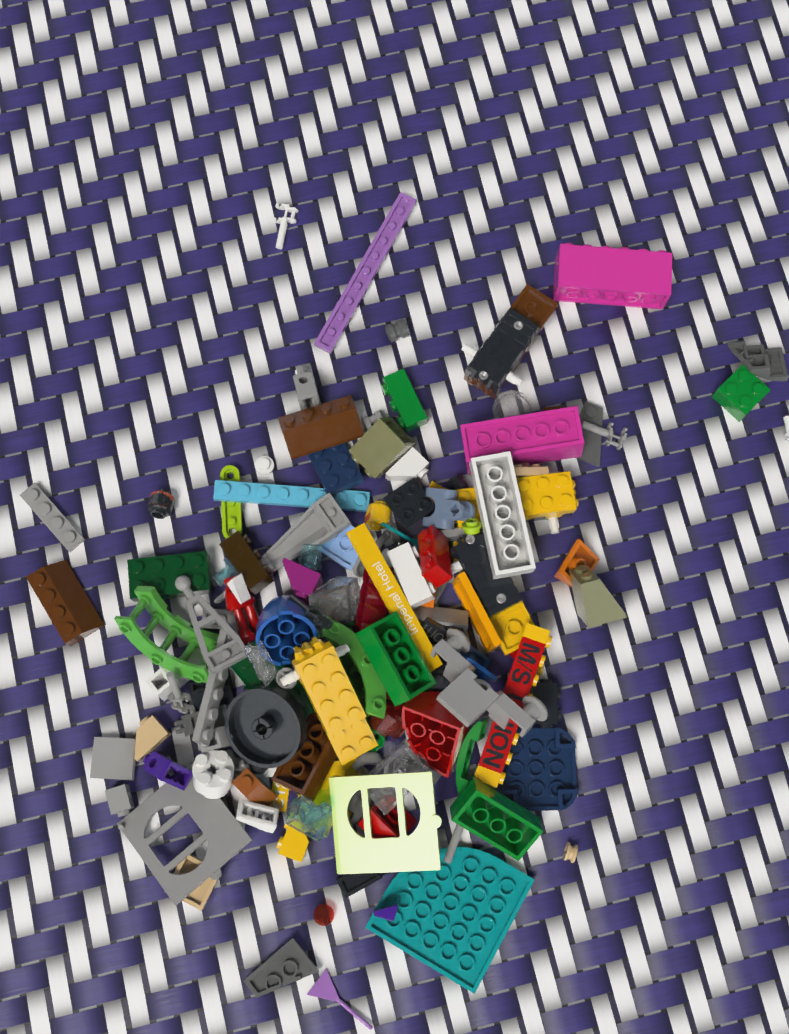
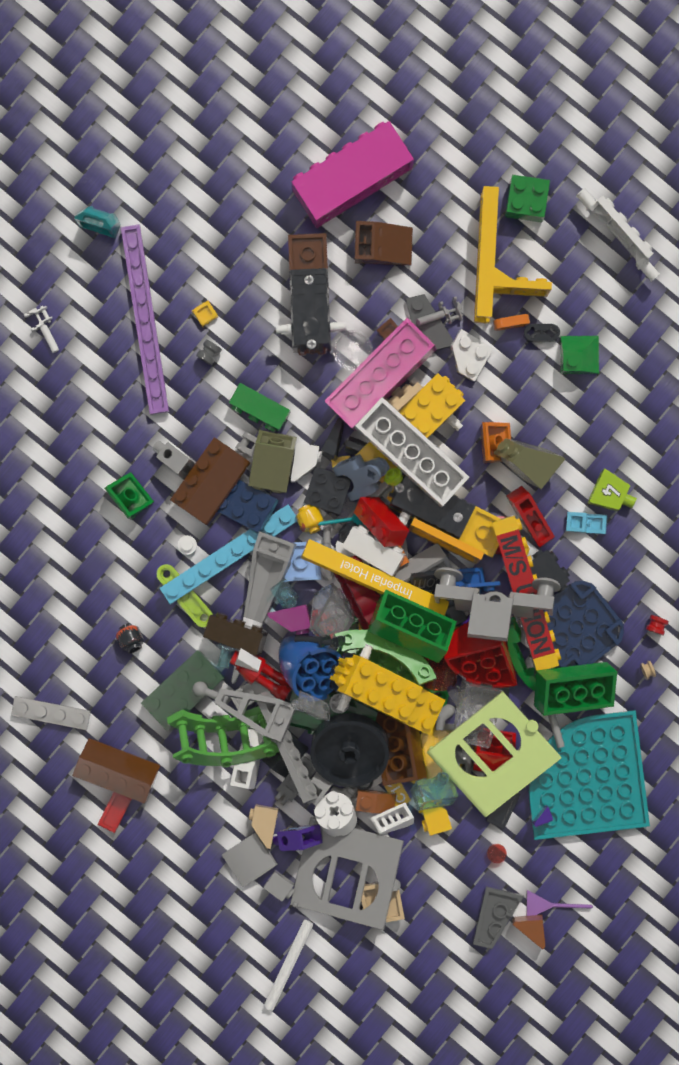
camera: 30 degrees left, 10 degrees up
(37, 635) = (114, 812): none -> red tile
(74, 875) = (288, 965): none -> white axle
(178, 696) = (264, 778): light grey piece -> none
(248, 393) = (129, 495): none -> green slope
(305, 1006) = (531, 927): none -> dark orange slope
(386, 175) = (98, 221): none -> teal slope
(416, 301) = (205, 313): none -> yellow tile
(443, 468) = (331, 446): none -> black slope
(562, 646) = (530, 515): none -> red slope
(597, 345) = (383, 243): none -> reddish brown slope
(605, 481) = (469, 354): none -> white plate
(605, 687) = (586, 523): none -> medium azure slope
(605, 819) = (657, 625): none -> red wheel
(644, 677) = (611, 492): none -> lime torso
(658, 480) = (511, 322): none -> orange beam
(667, 431) = (488, 278): none -> yellow piece
(675, 509) = (541, 337): none -> black beam
(696, 546) = (579, 354): none -> green slope
(761, 362) = (524, 158): dark grey slope -> none

